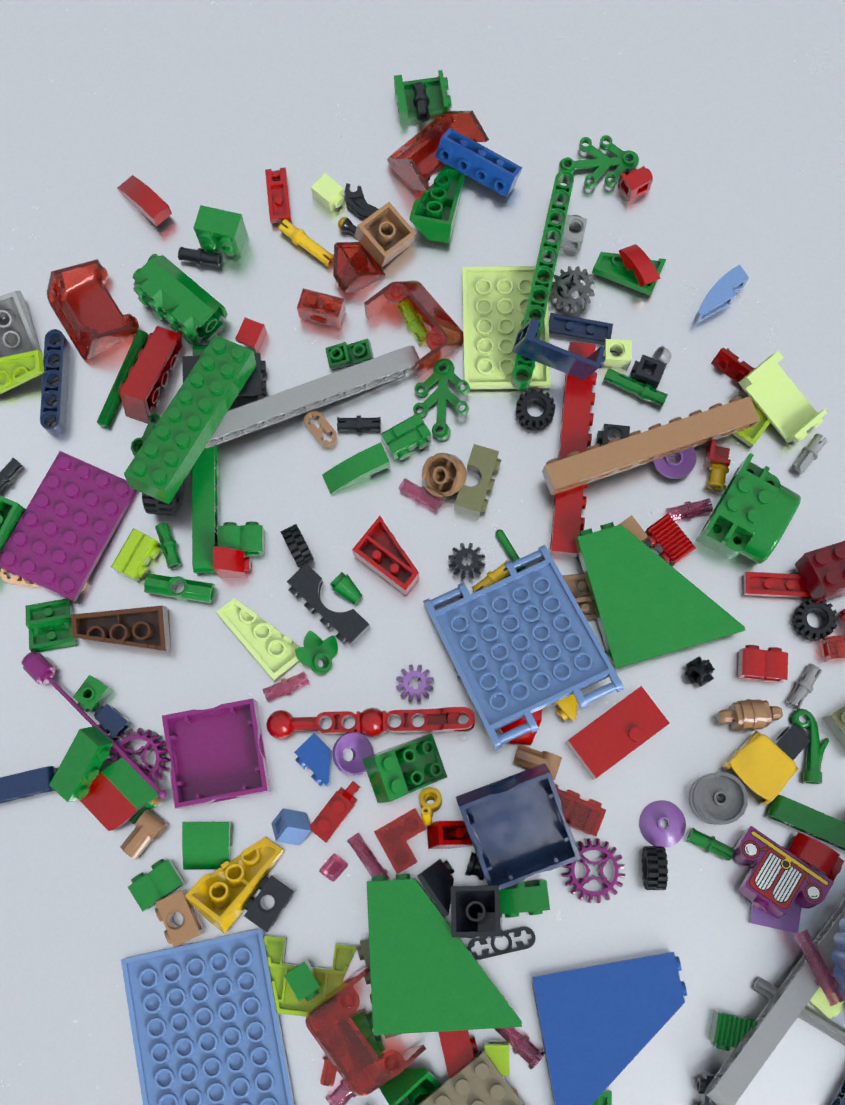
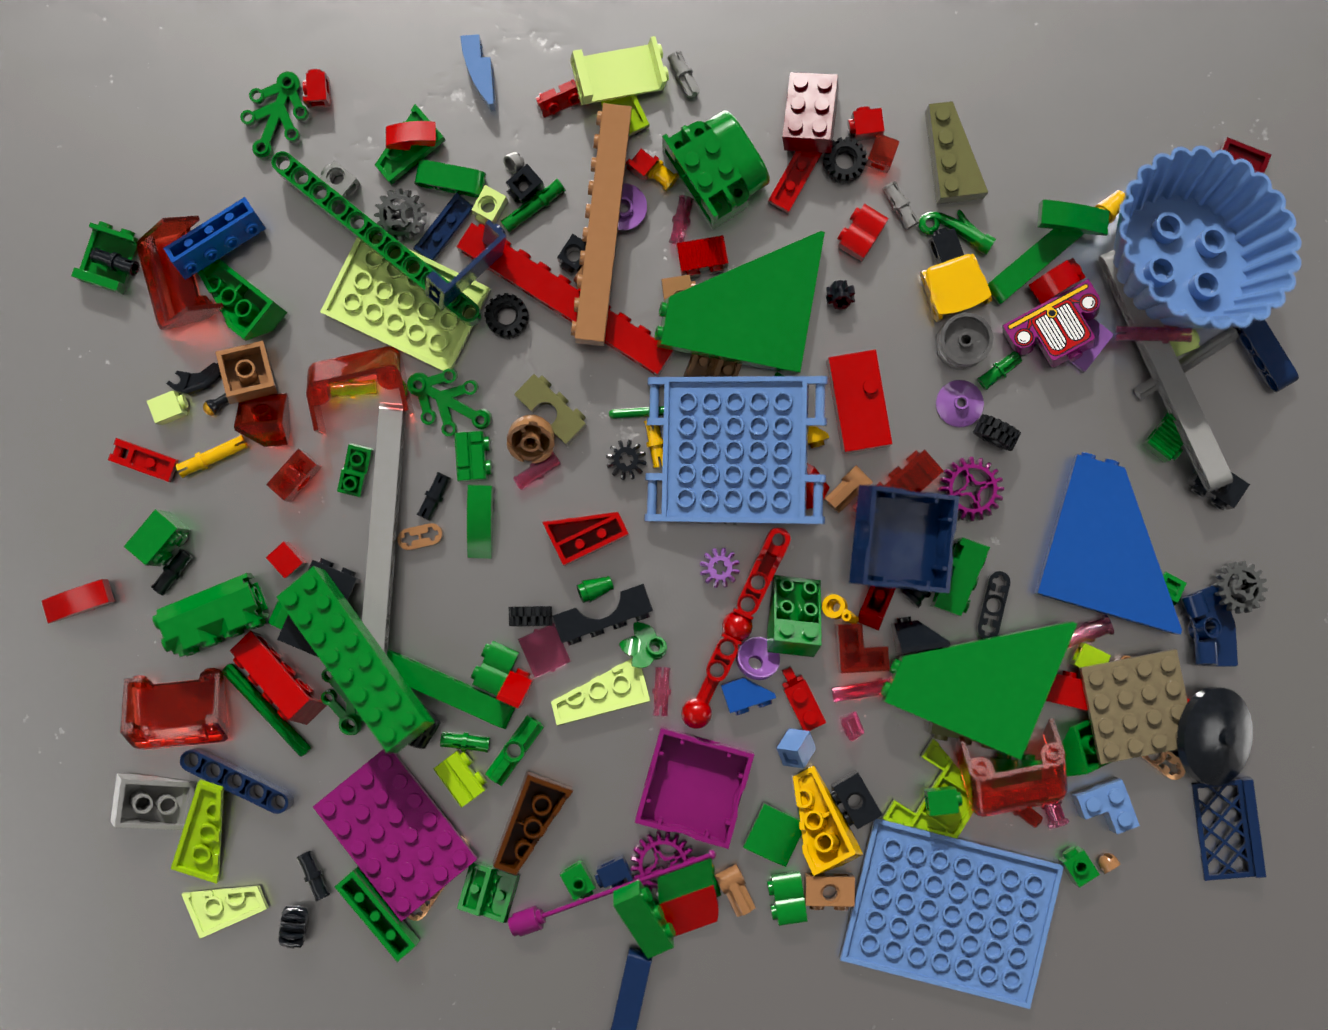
camera: 60 degrees left, 10 degrees up
(274, 573) = (544, 650): none -> clear pink piece
(476, 912) = (959, 615): black slope -> none
(621, 312) = (450, 178): none -> green beam
(750, 714) = (903, 270): medium nougat piece -> none

